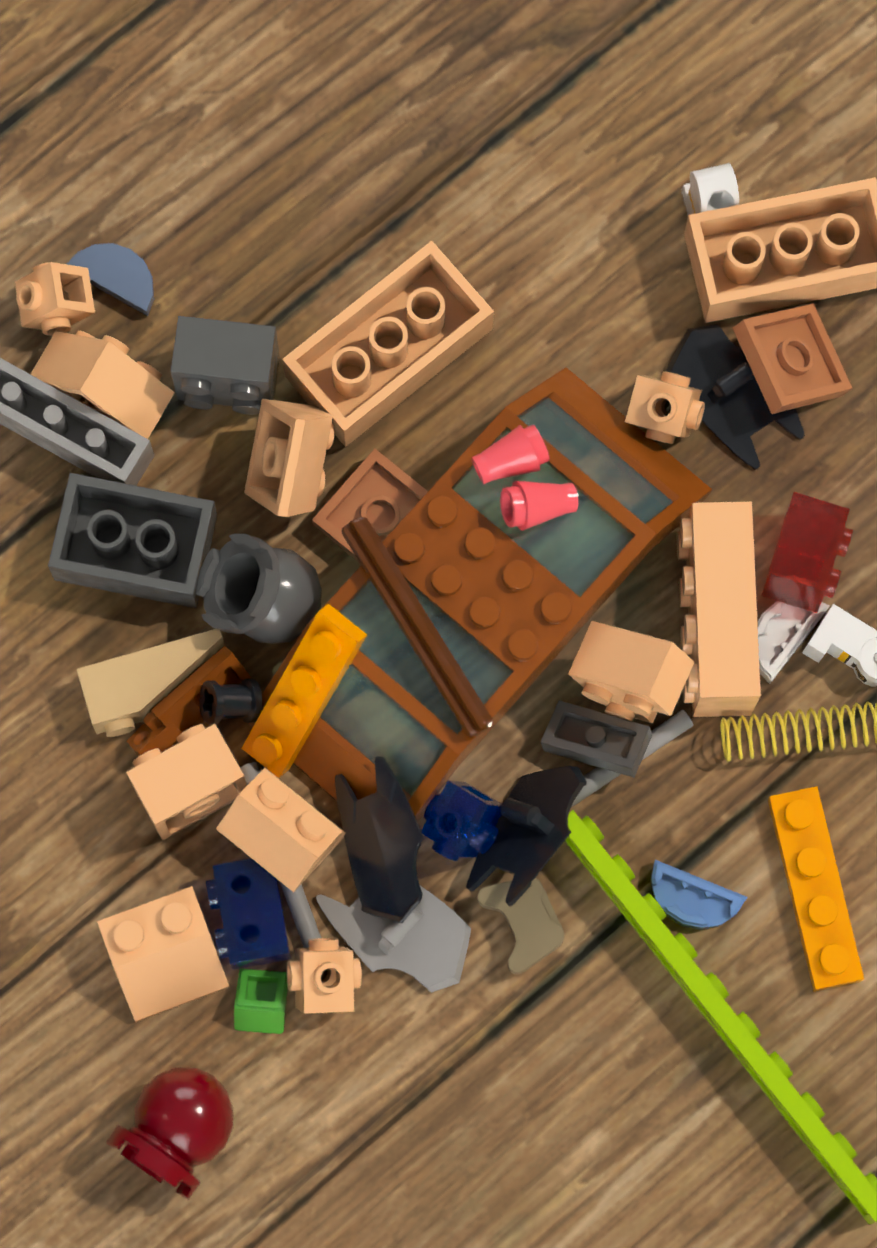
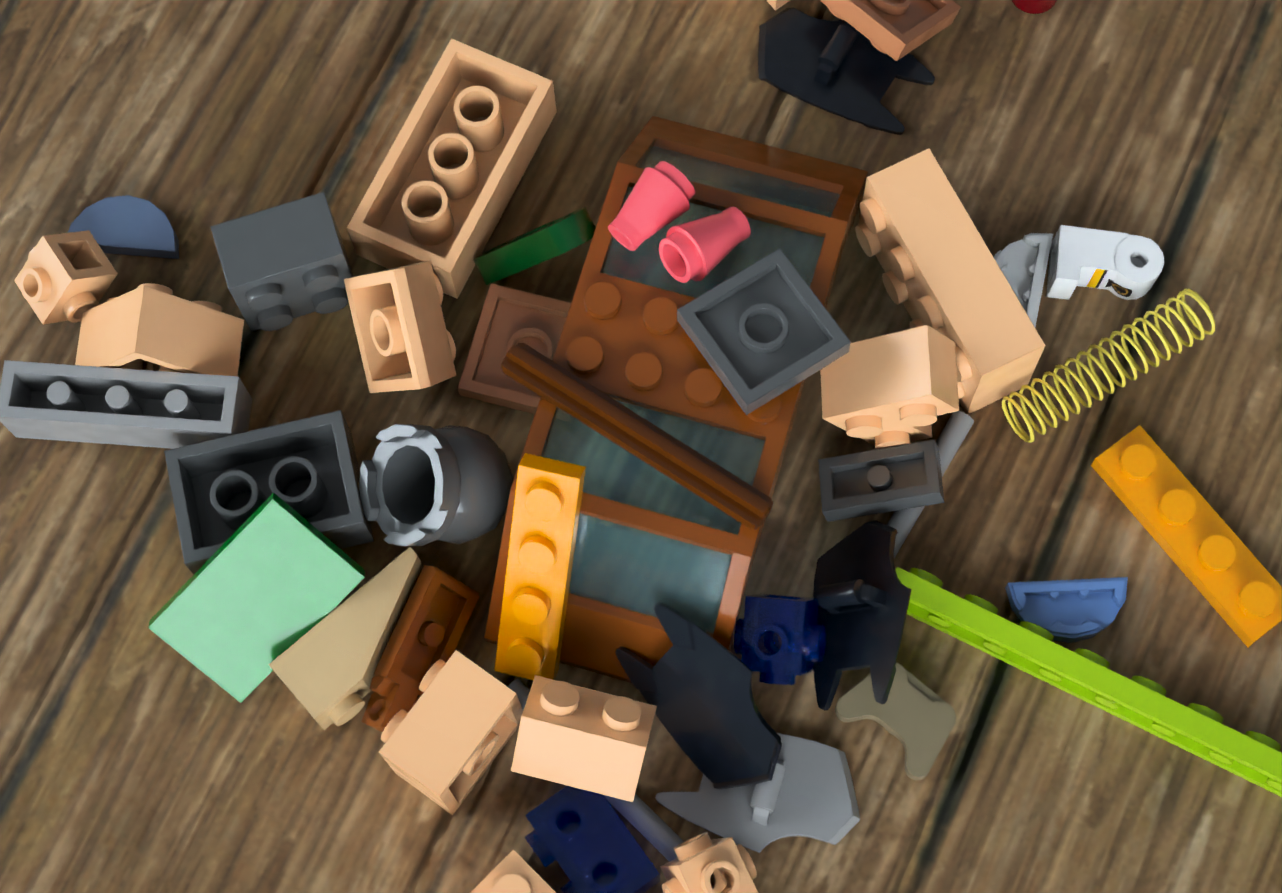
camera: 20 degrees left, 5 degrees down
(90, 615) = (256, 597): none -> tile
(230, 701) = (460, 621): black bush -> none
(418, 438) = (536, 246): none -> dark green beam
(547, 591) = (763, 331): none -> dark grey plate
(649, 402) = (759, 100): light nougat brick -> none
(806, 553) = (1005, 185): clear red brick -> none

